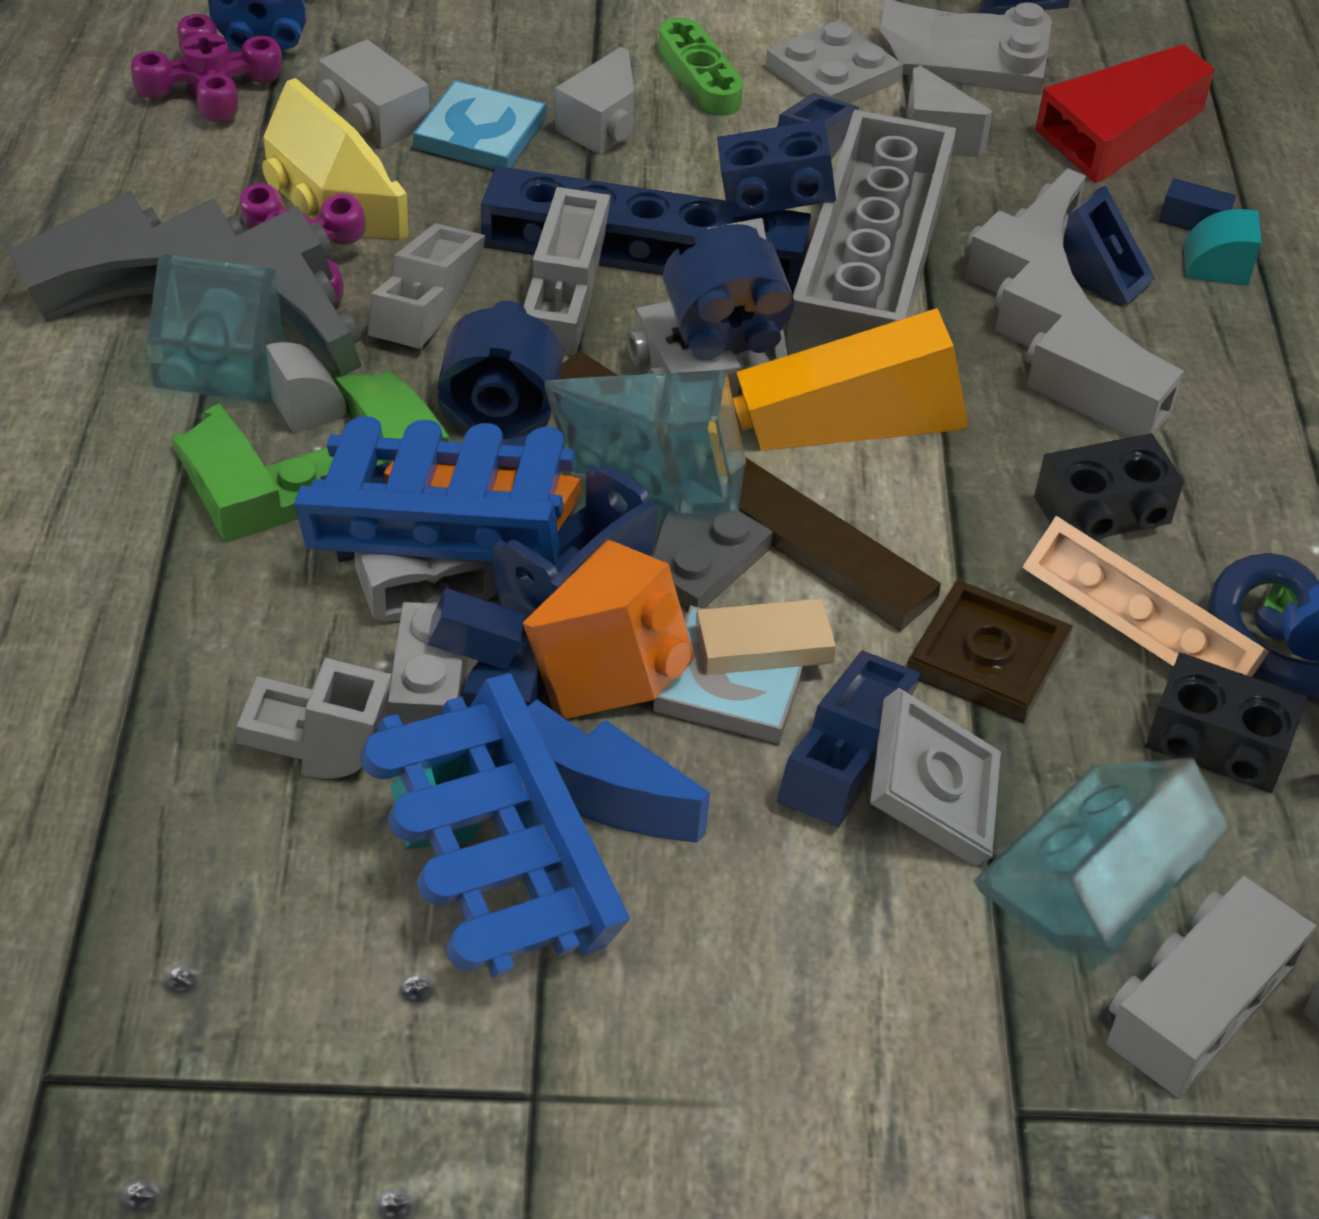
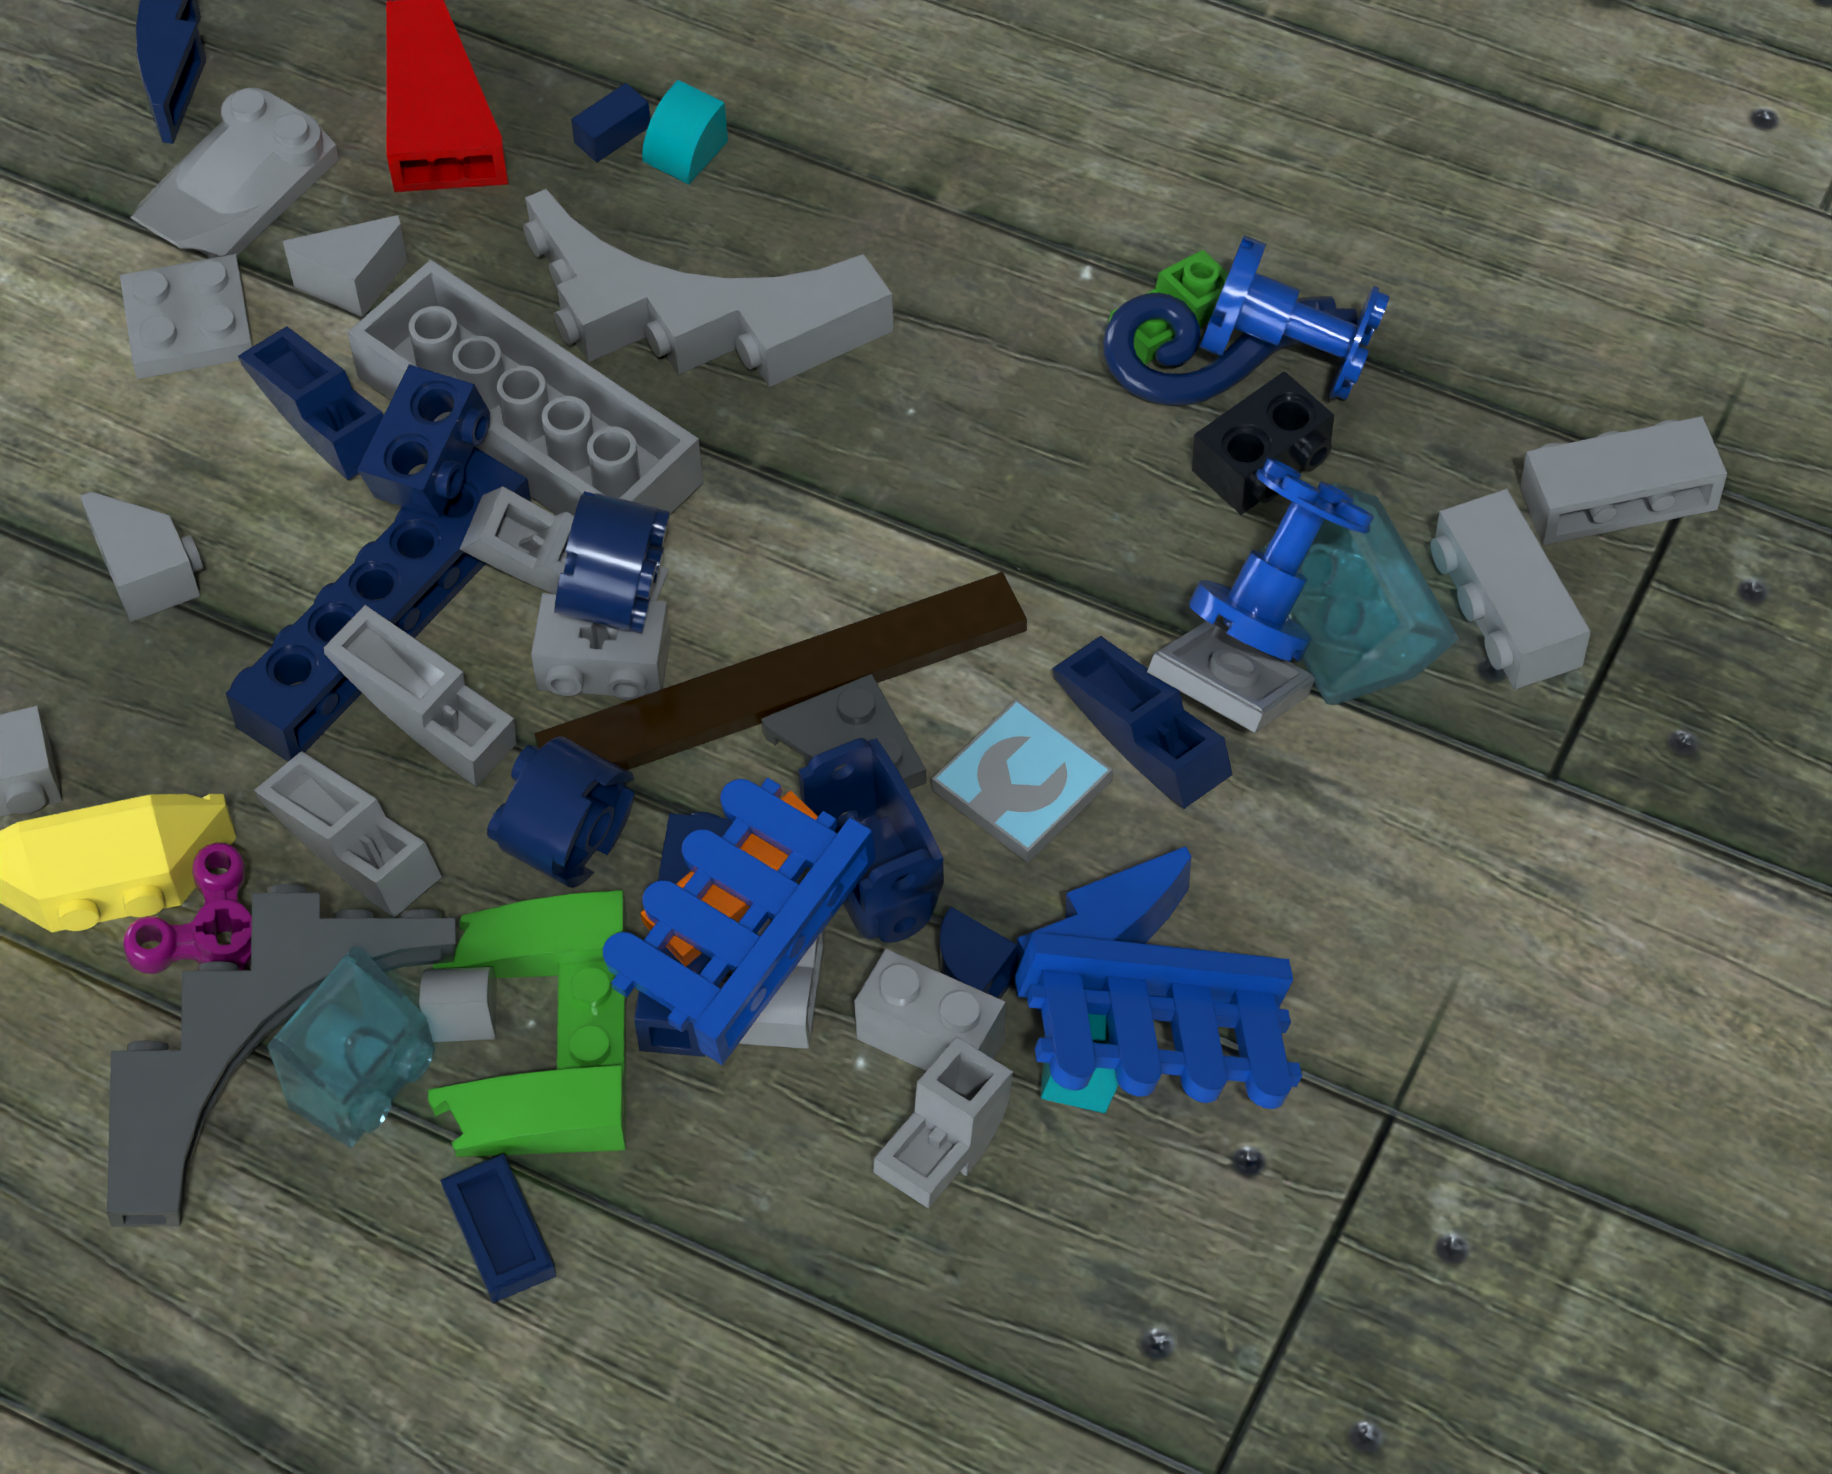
camera: 60 degrees left, 10 degrees up
(110, 487) = (498, 1228): none -> dark blue tile
(476, 629) = (937, 947): dark blue piece -> none
(479, 125) = (93, 688): tile -> none
(610, 633) = (980, 836): orange slope -> none
(659, 429) = (751, 711): clear light blue slope -> none
(687, 44) = (95, 422): bright green beam -> none
(765, 636) = (1008, 734): tan tile -> none
(857, 388) = (735, 522): light orange slope -> none
(990, 650) = (1087, 573): dark brown tile -> none
(1016, 761) = (1270, 581): none -> blue piece
(1104, 251) = (645, 227): dark blue slope -> none
(1110, 486) = (959, 388): black brick -> none
(1137, 602) = (1106, 436): light nougat plate -> none

